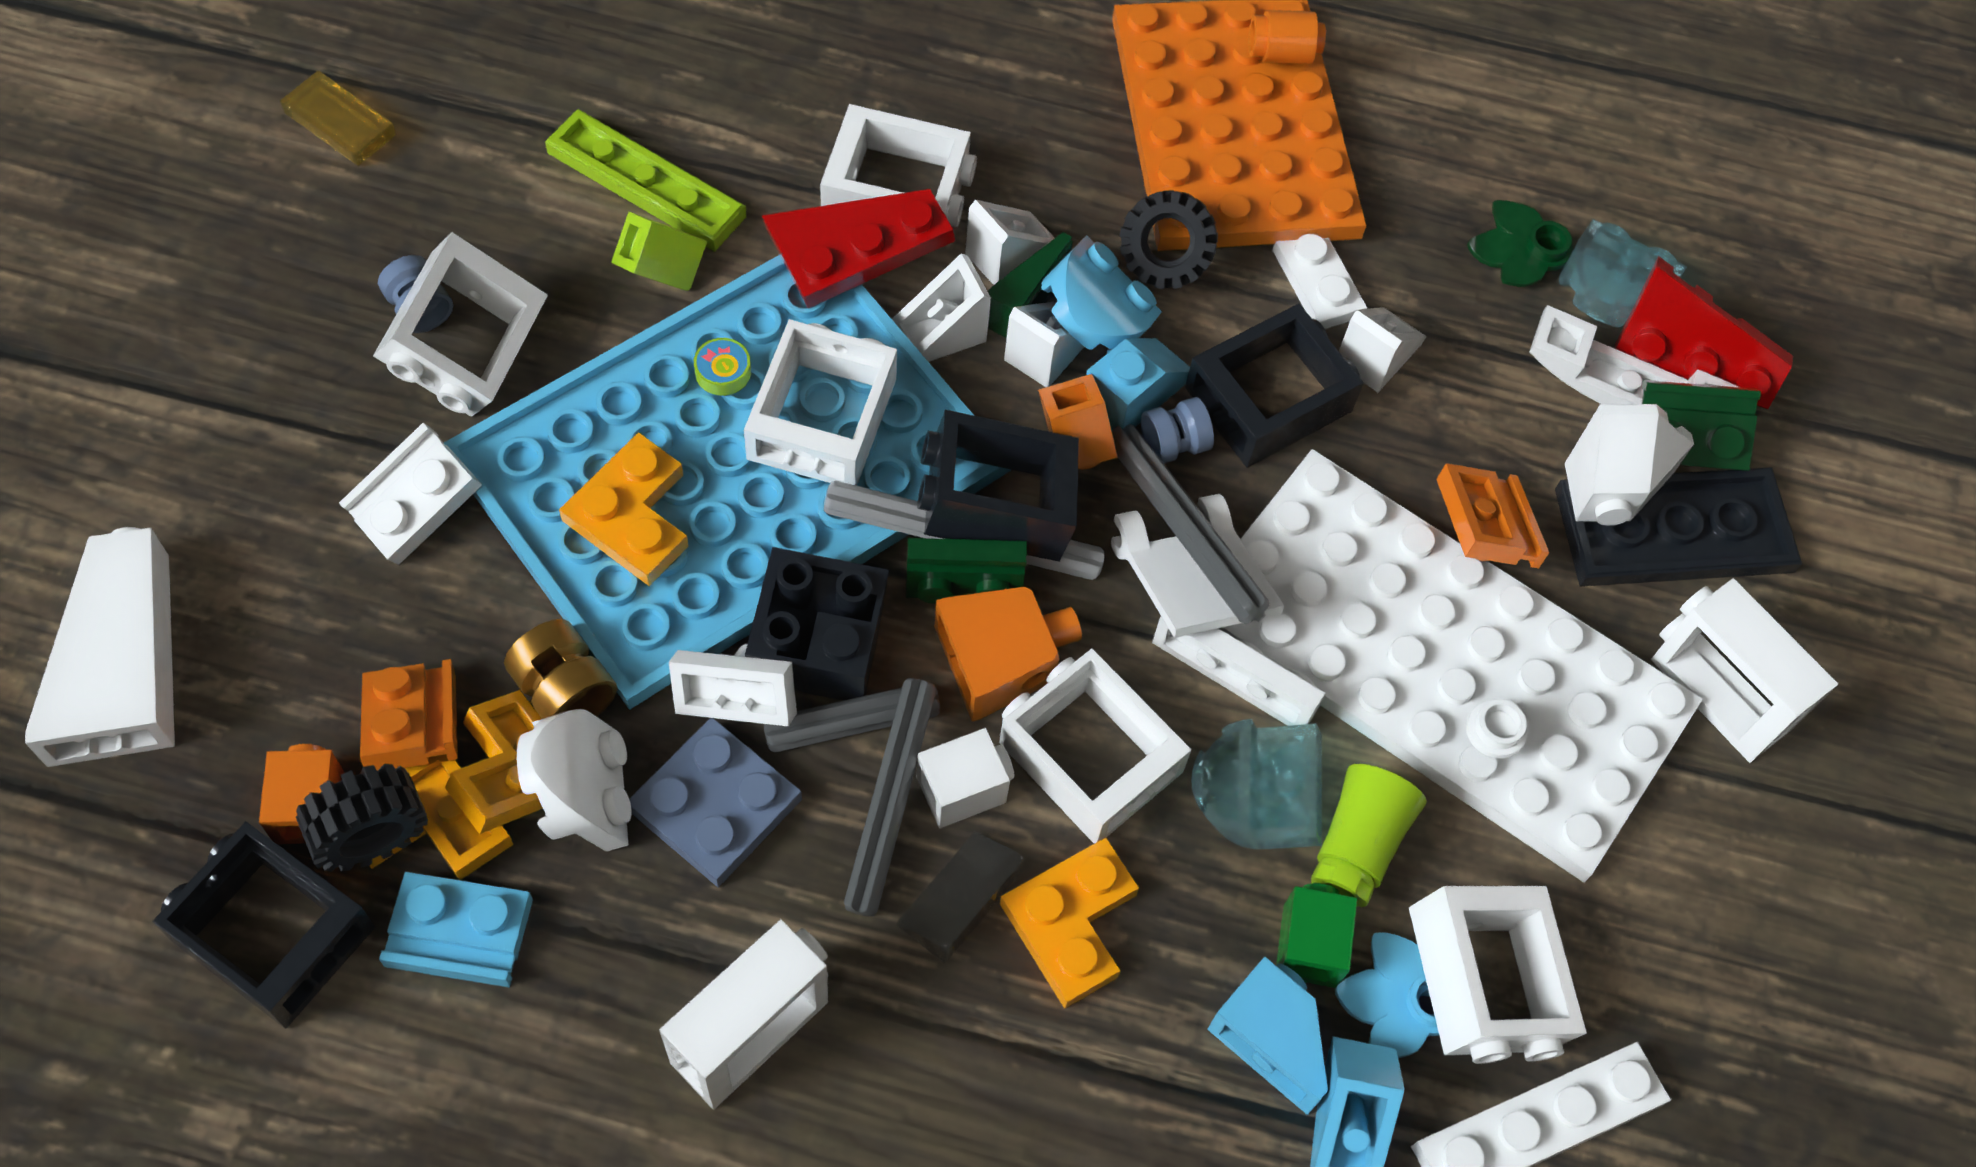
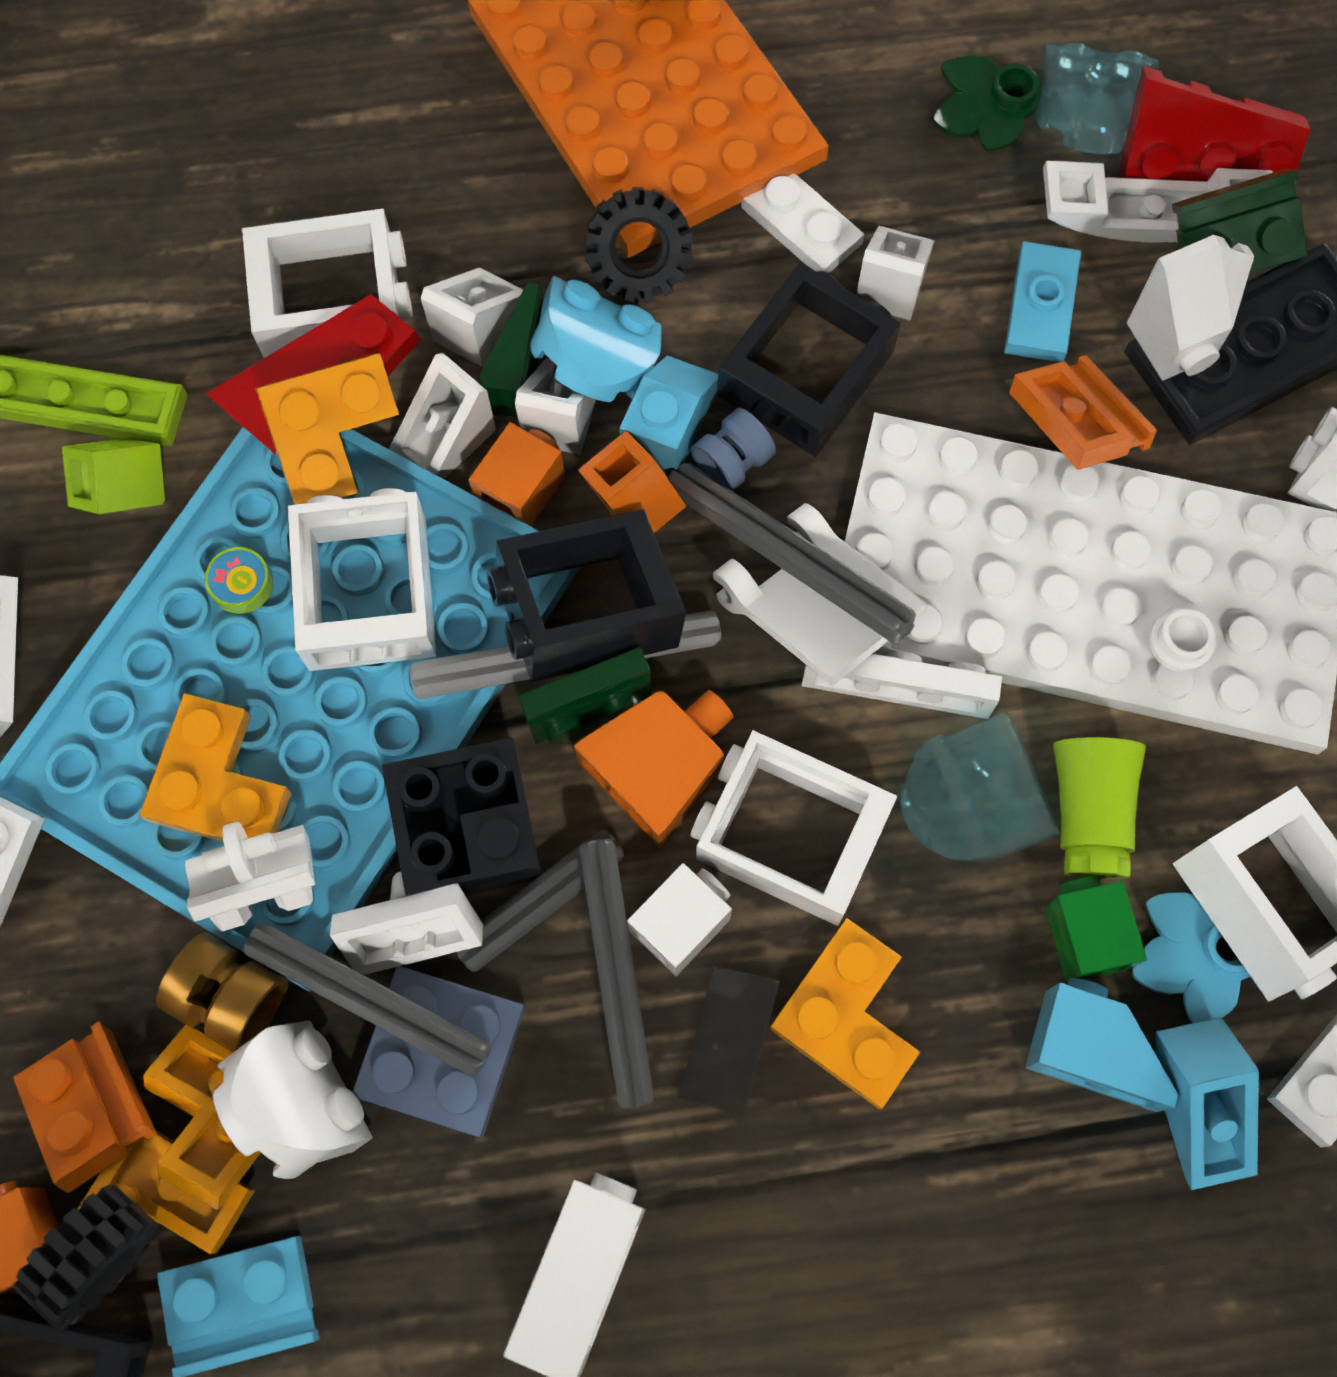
camera: 15 degrees left, 10 degrees up
(630, 582) = (250, 871): none -> white hips
(676, 727) = (367, 999): none -> dark grey axle
(837, 258) = (310, 413): none -> light orange plate
(990, 377) = (519, 473): none -> orange brick
(1498, 420) = (1042, 302): none -> medium azure plate

